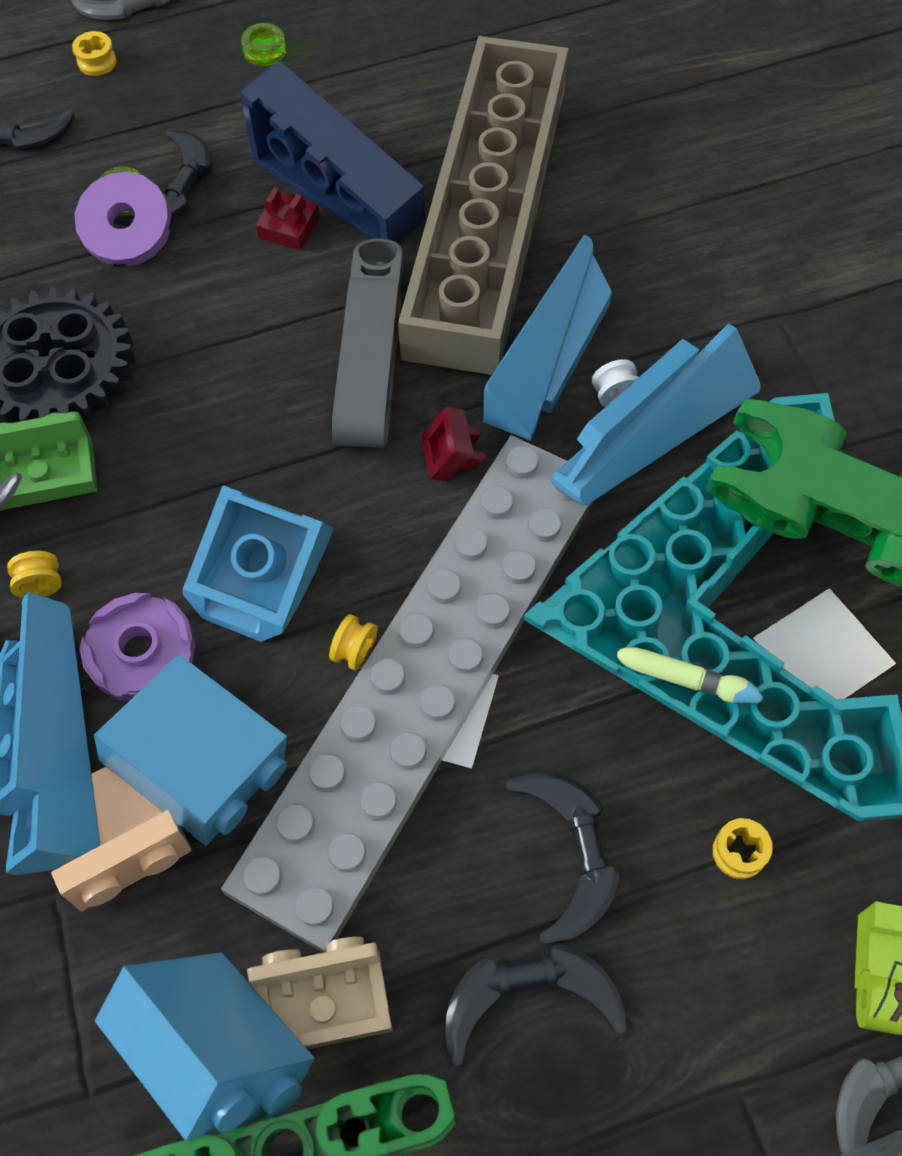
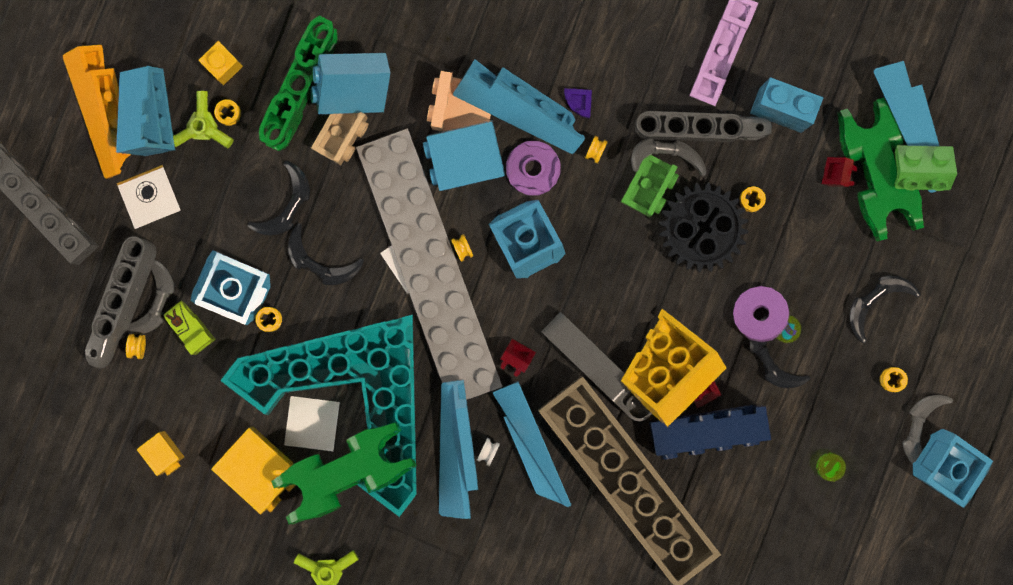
camera: 130 degrees right, 25 degrees up
(286, 243) = (671, 369): none -> yellow wedge
(727, 687) = (334, 348): yellowish green piece -> none
(762, 960) = (231, 288): none -> dark azure slope

